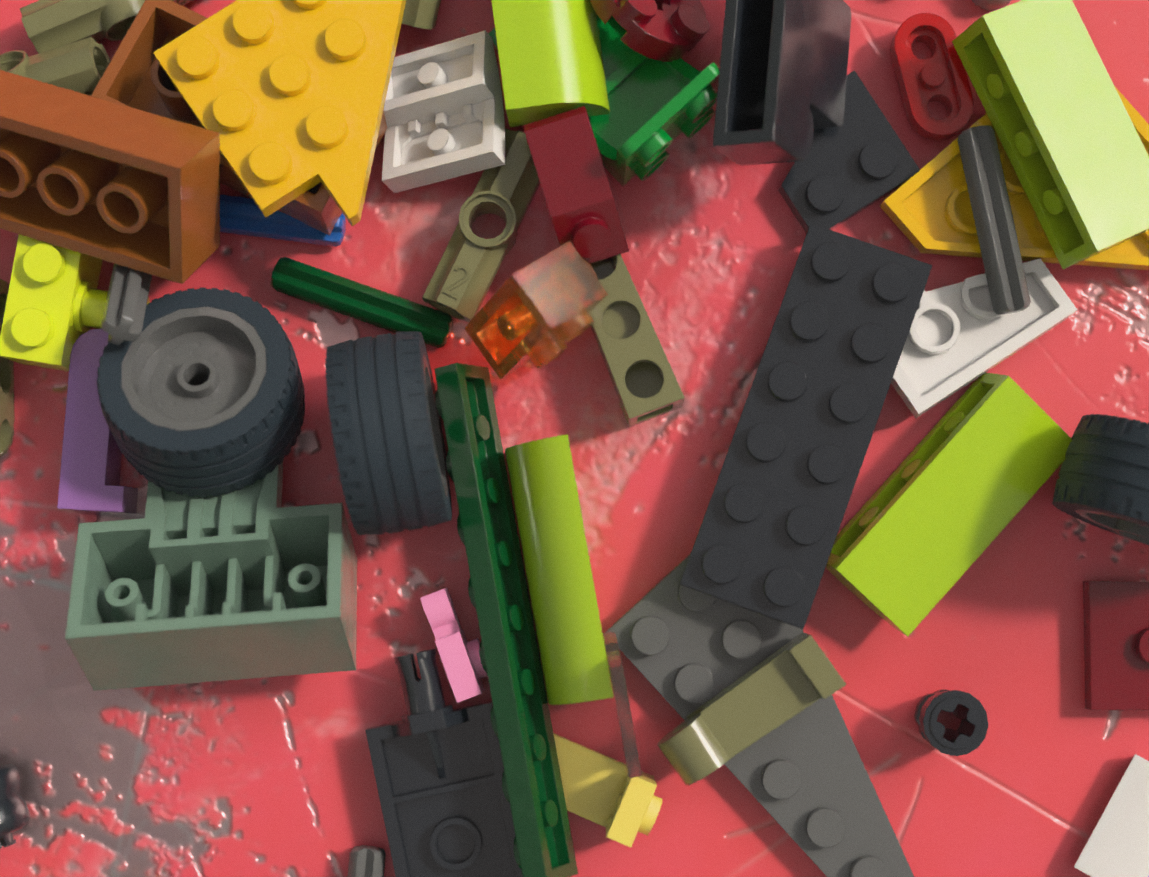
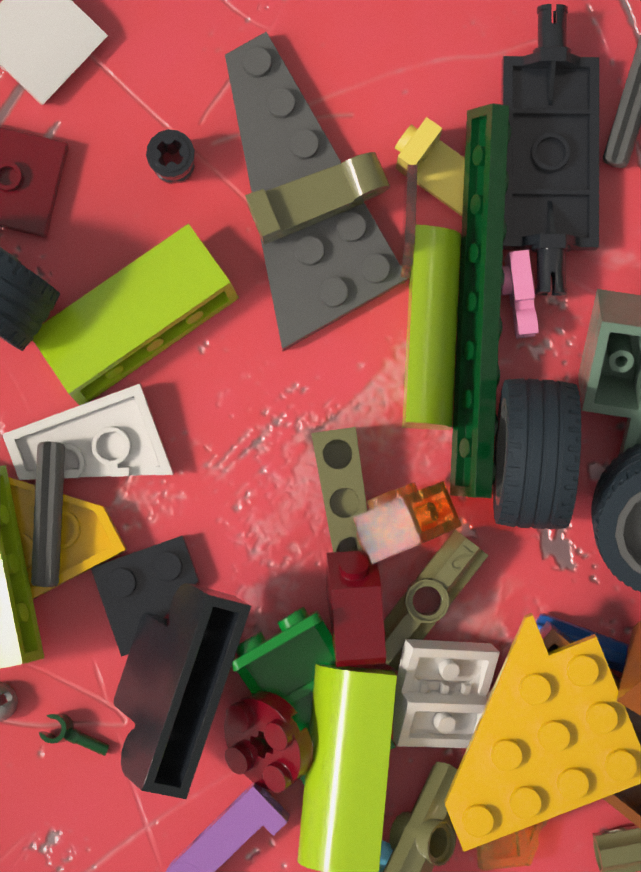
camera: 165 degrees left, 0 degrees up
(360, 301) = (534, 565): dark green axle -> none
(806, 426) = (224, 394): black plate -> none
(931, 79) = (64, 638): red plate -> none

